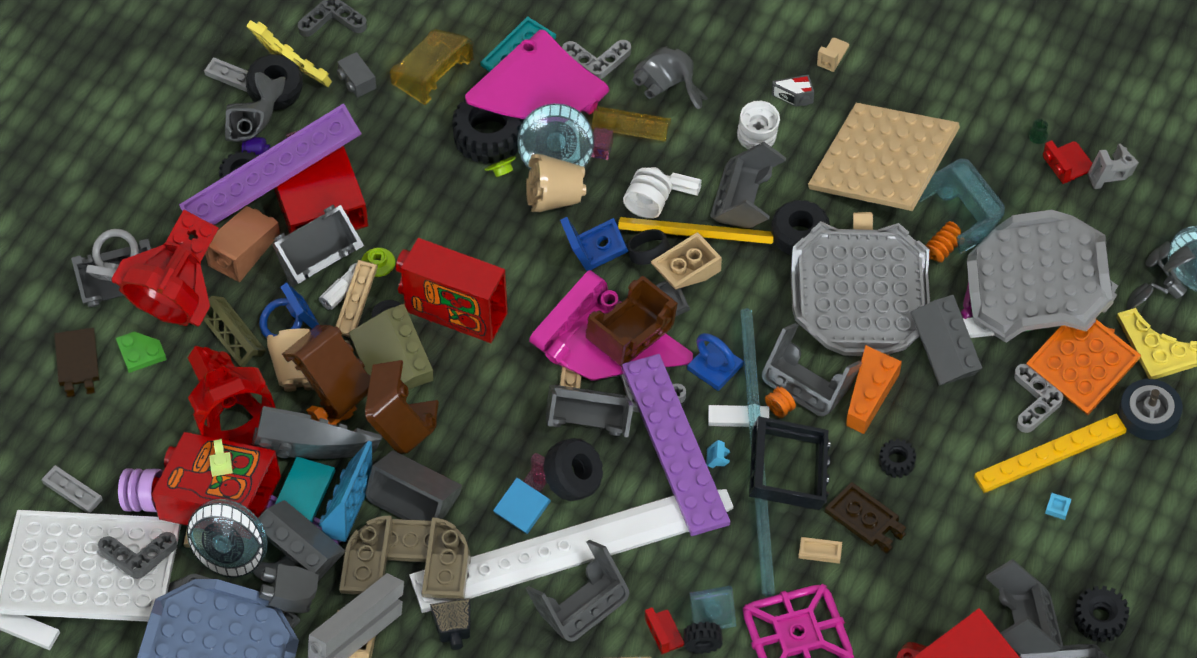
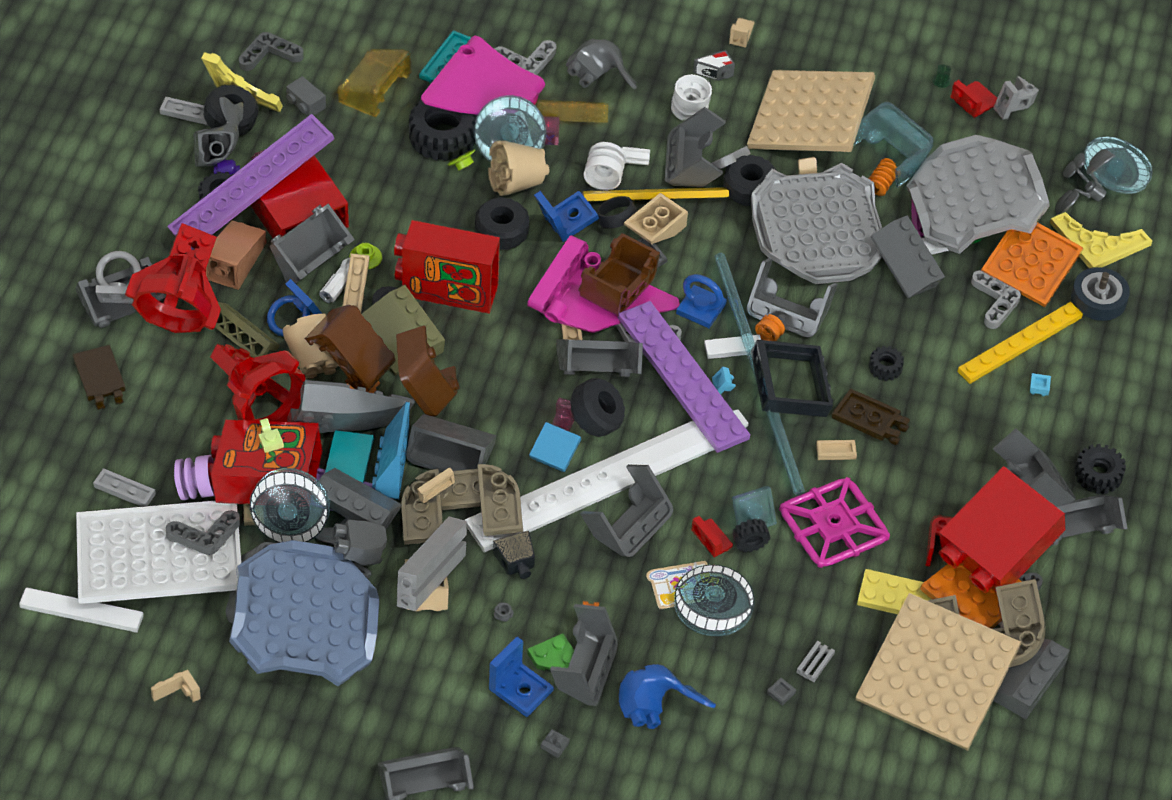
camera: 15 degrees left, 5 degrees down
(140, 351) = (158, 360): bright green plate -> none
(383, 535) = (436, 485): none -> tan tile
(525, 258) = (504, 211): none -> black tyre
(778, 203) = (731, 158): none -> light grey beam
(871, 388) = (848, 306): orange wedge -> none

